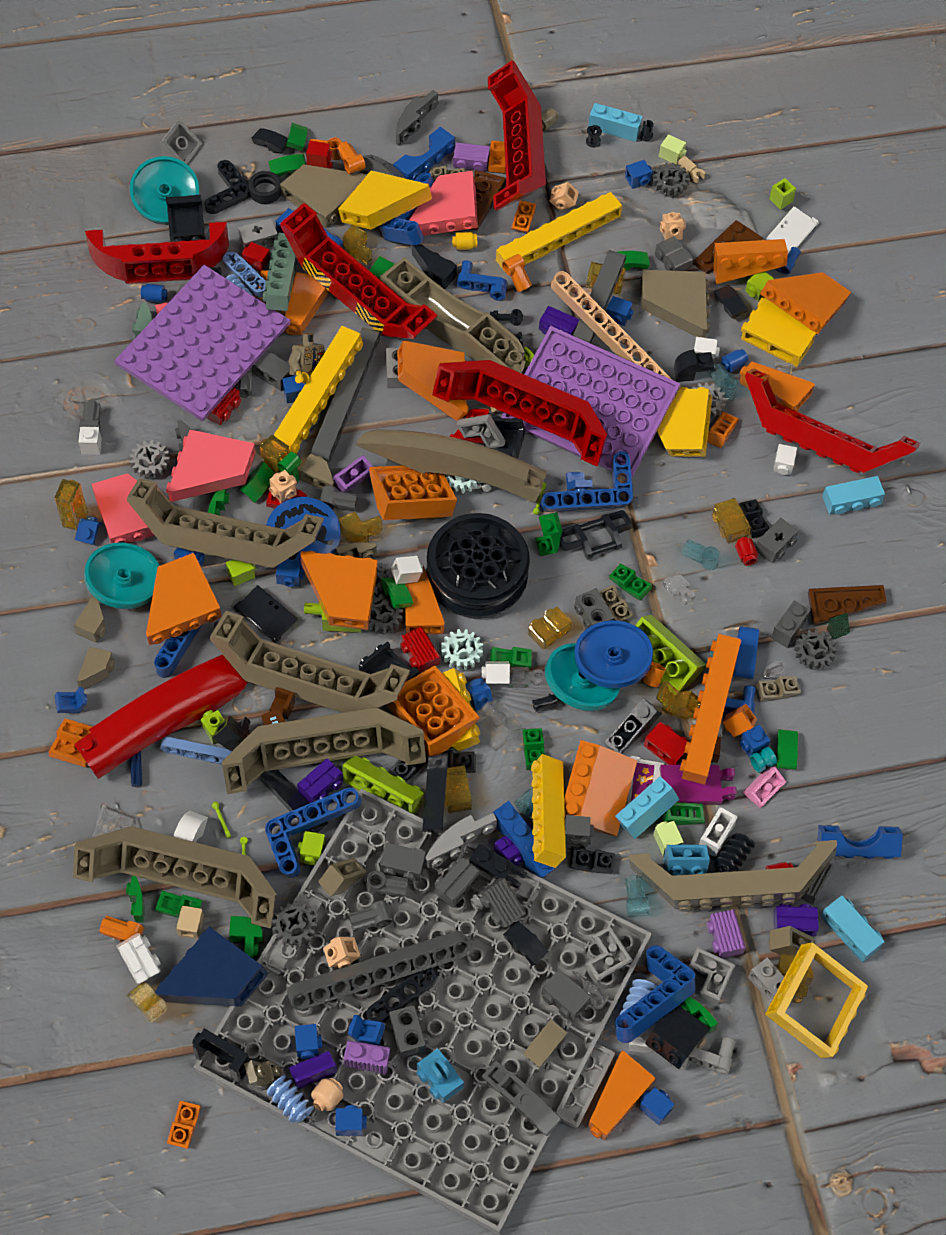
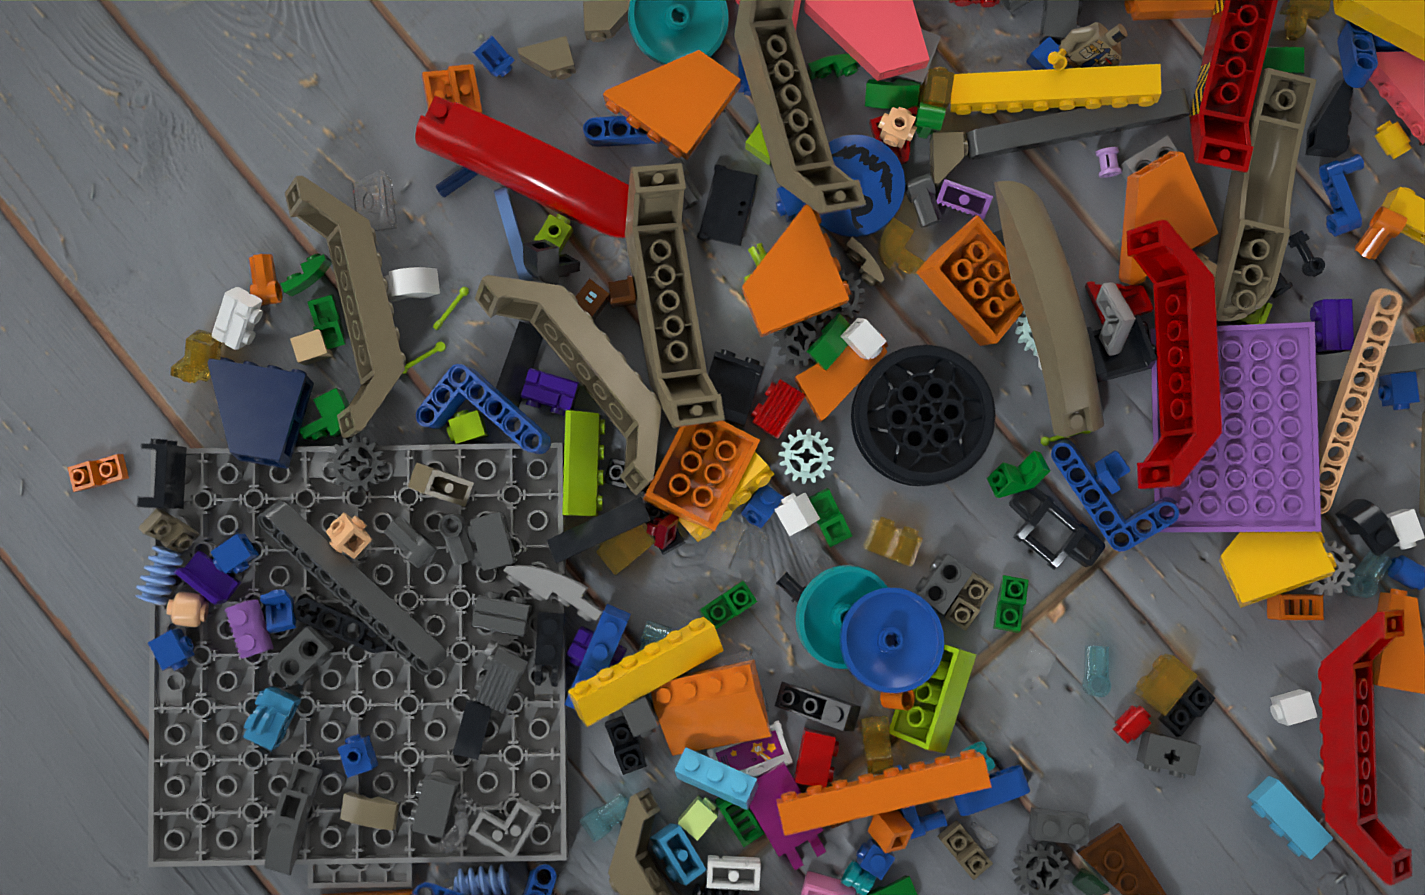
camera: 65 degrees right, 25 degrees up
(381, 389) = (1106, 170): none -> lavender bush
(459, 753) = (663, 529): none -> dark red tile
(500, 1030) = (357, 755): none -> blue brick

